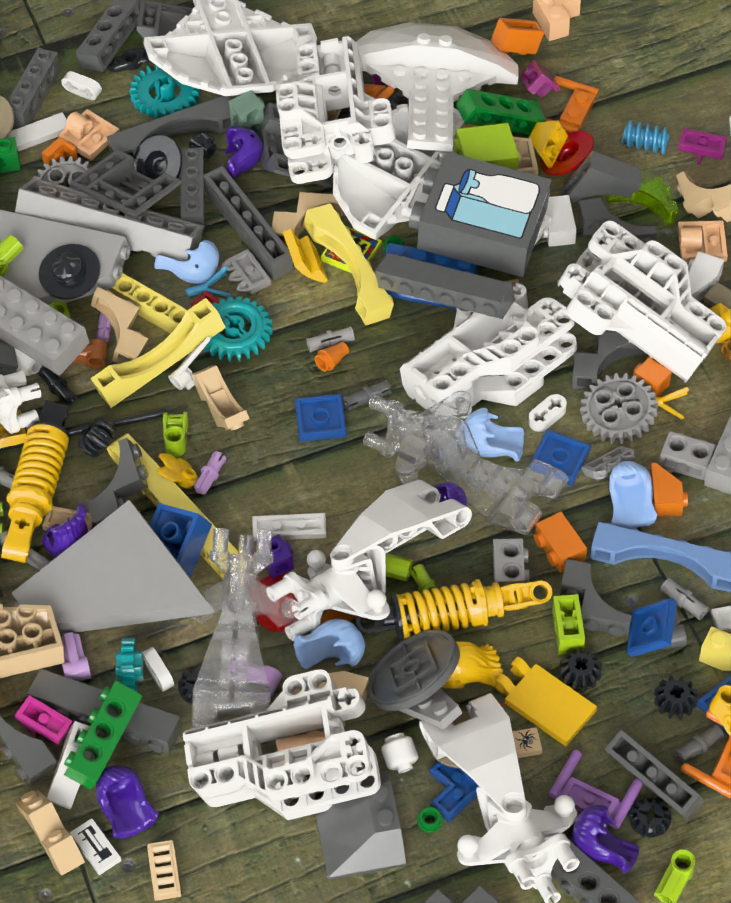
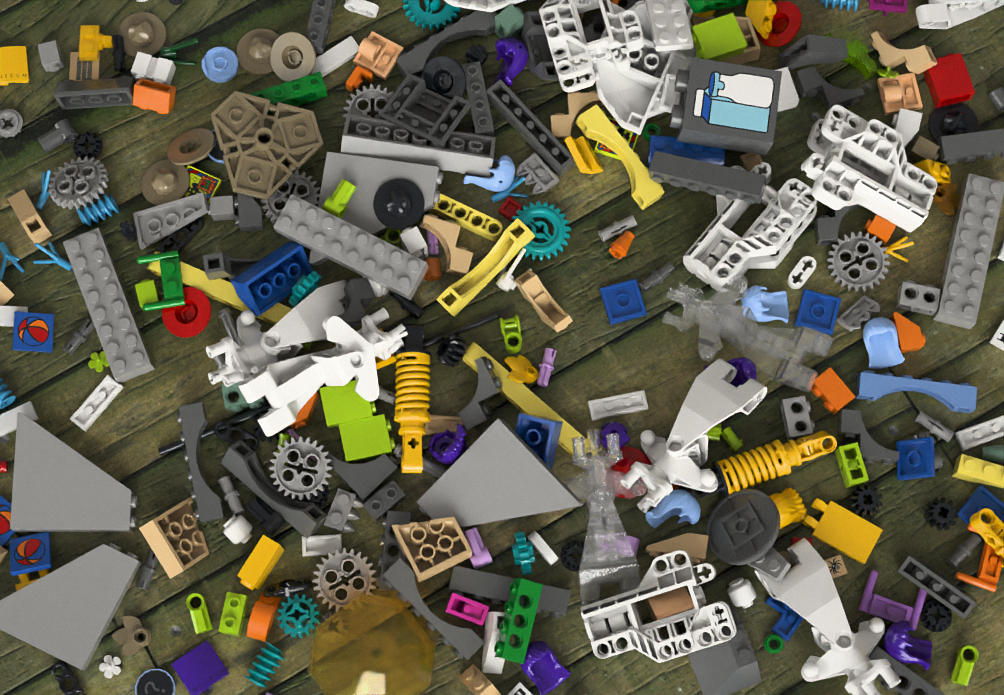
camera: 10 degrees left, 20 degrees up
(78, 310) = (414, 243): none -> white brick
(690, 217) = (887, 72): none -> lime plant

